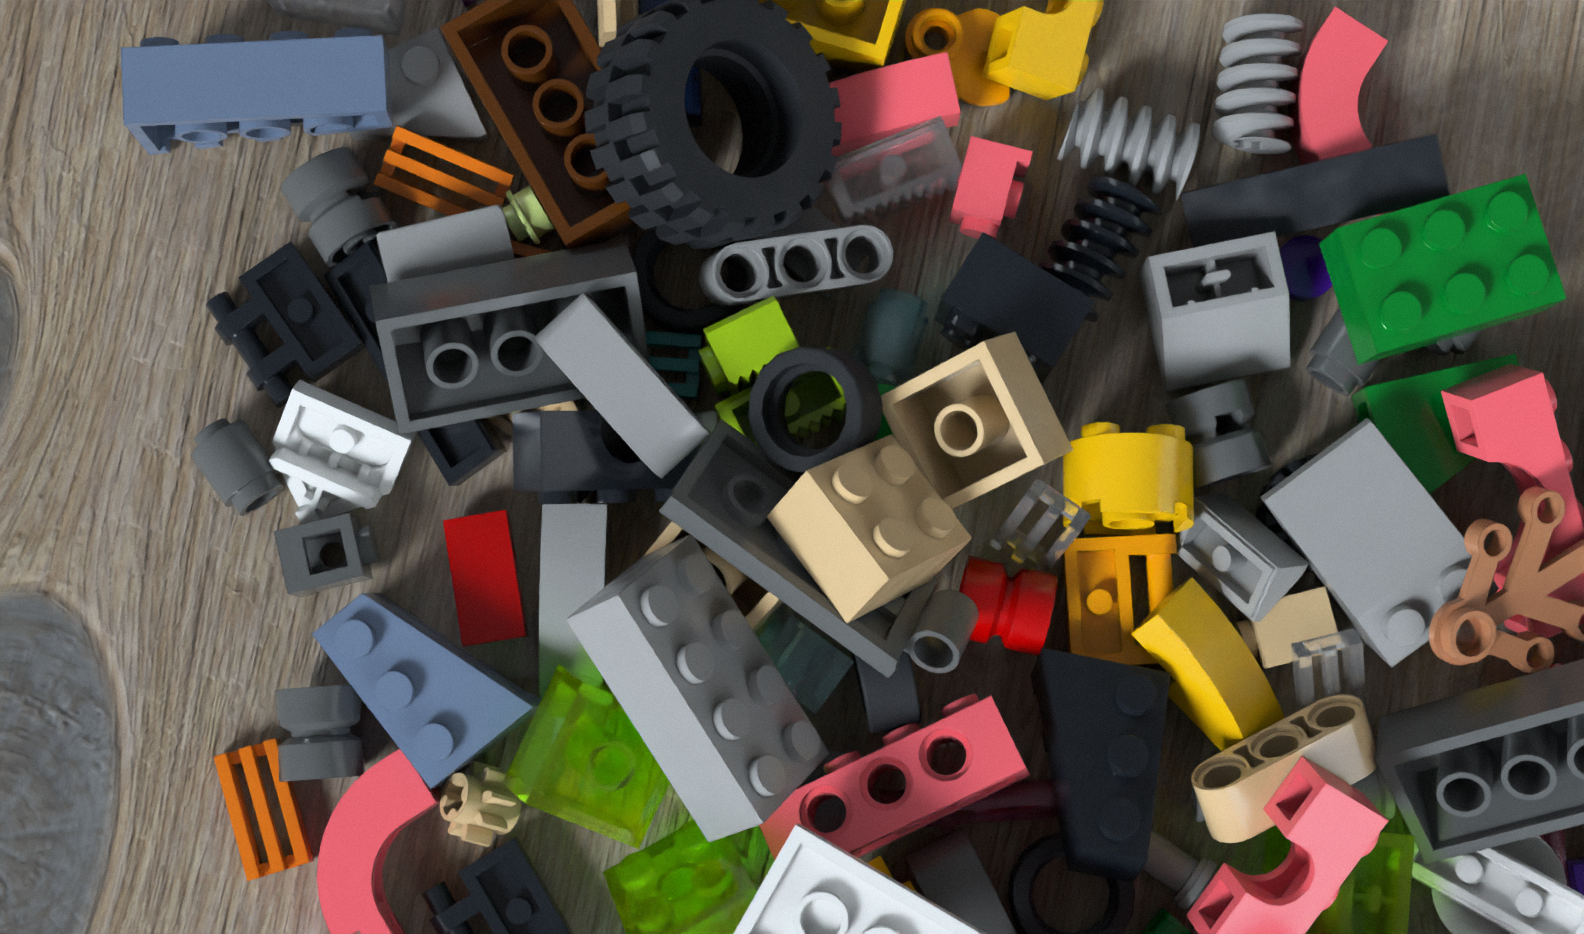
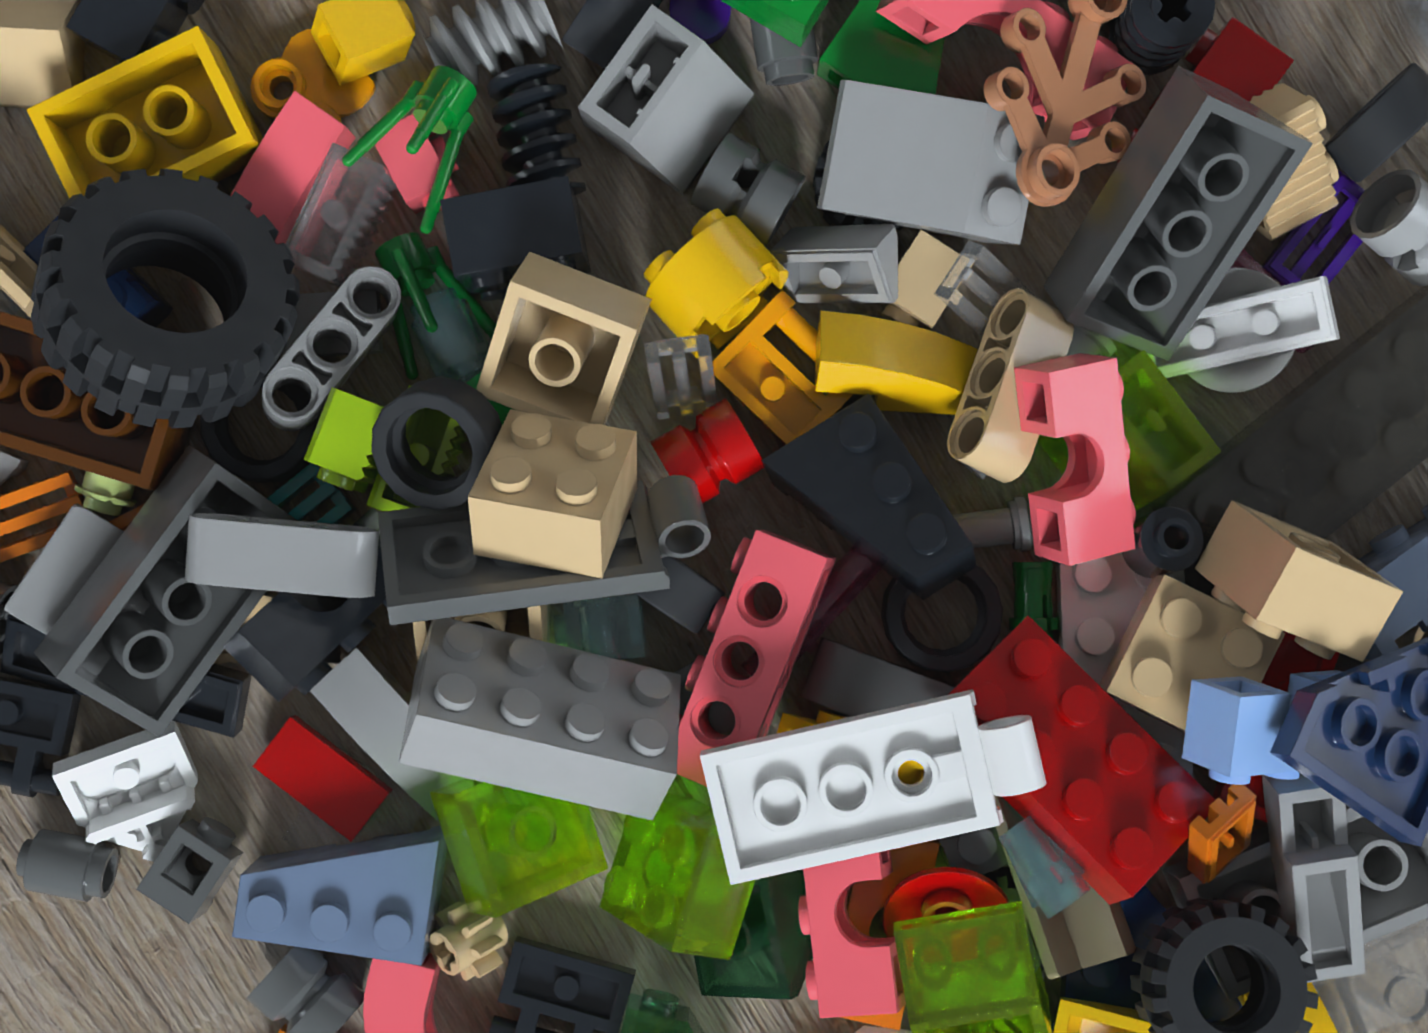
camera: 40 degrees left, 5 degrees up
(912, 259) = (413, 268): none -> green plant
(1043, 162) = (439, 106): none -> green plant

